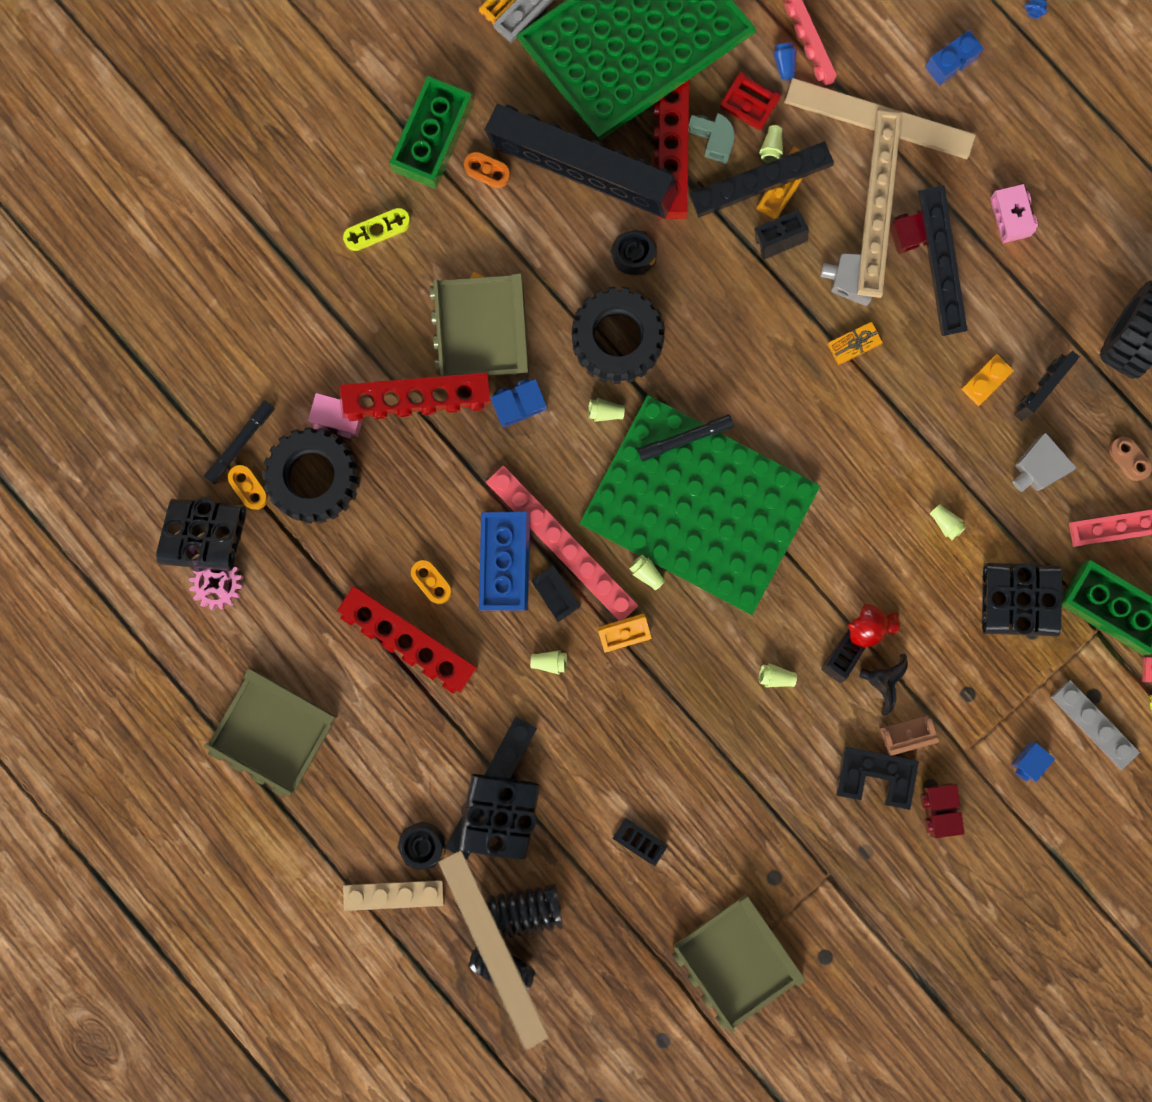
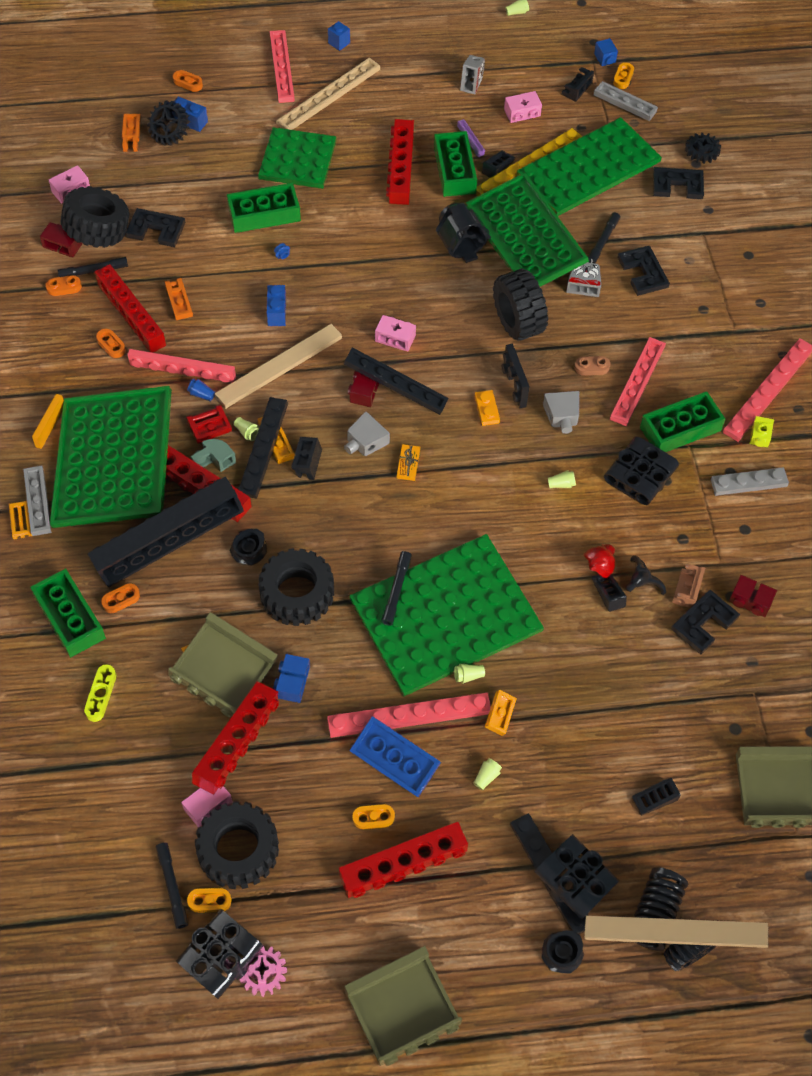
camera: 60 degrees left, 25 degrees down
(393, 895) = (586, 998): tan plate -> none
(555, 594) = (442, 738): black hinge -> none
(605, 410) = (338, 630): yellowish green cone -> none
(775, 676) = (595, 639): yellowish green cone -> none
(879, 204) = (333, 393): tan tile -> none
(1032, 762) = (752, 527): blue brick -> none

